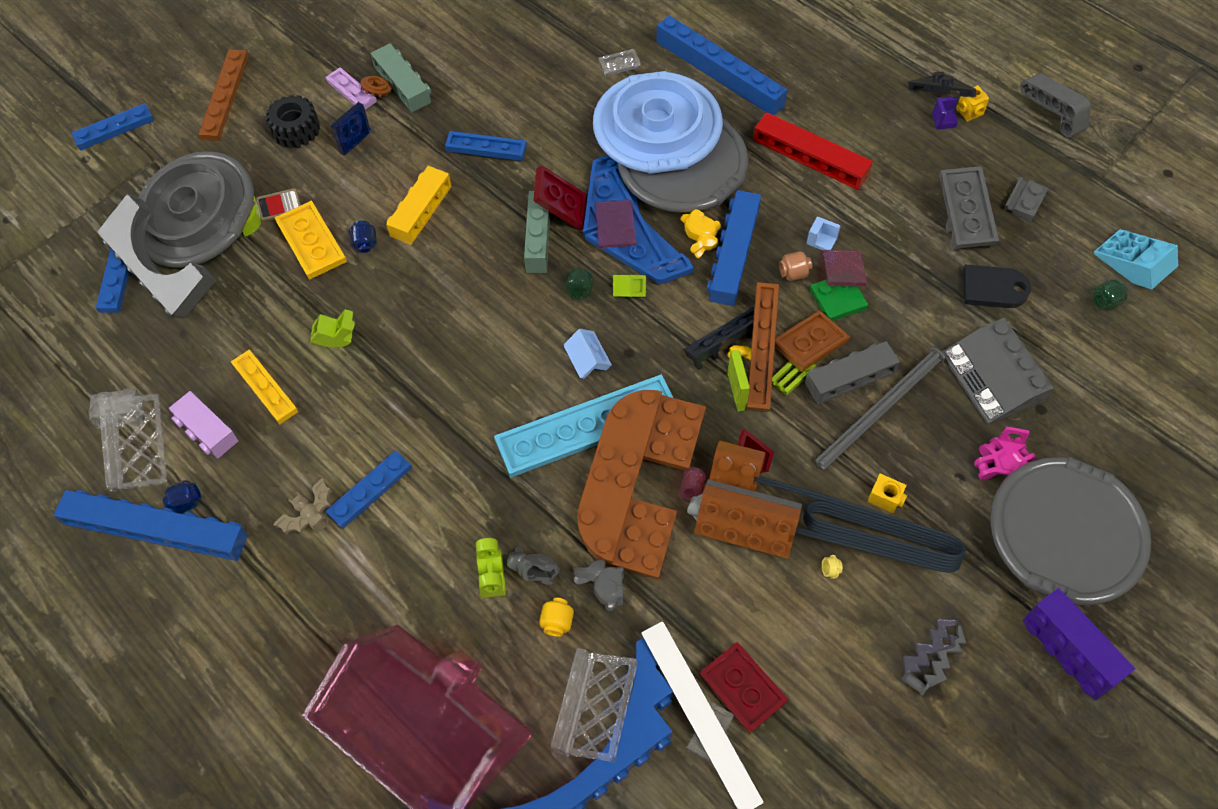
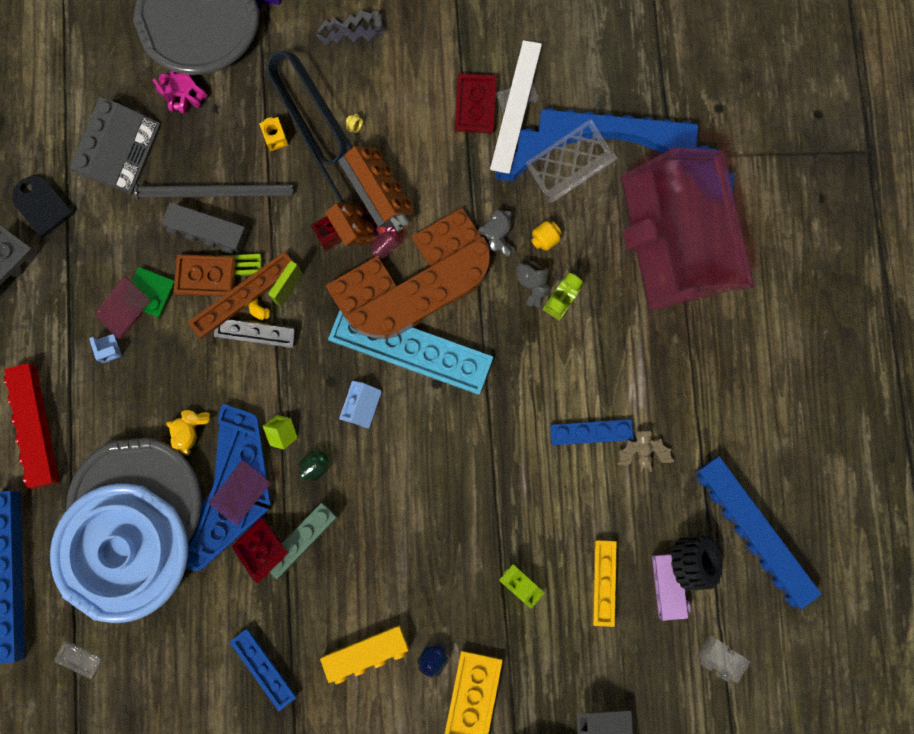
camera: 140 degrees left, 20 degrees up
(111, 442) = (747, 621): clear fence -> none
(182, 496) = (723, 534): clear blue head -> none
(189, 449) = (697, 563): none -> black tyre
(735, 248) = (175, 394): blue brick -> none
(795, 266) = (152, 339): nougat head -> none

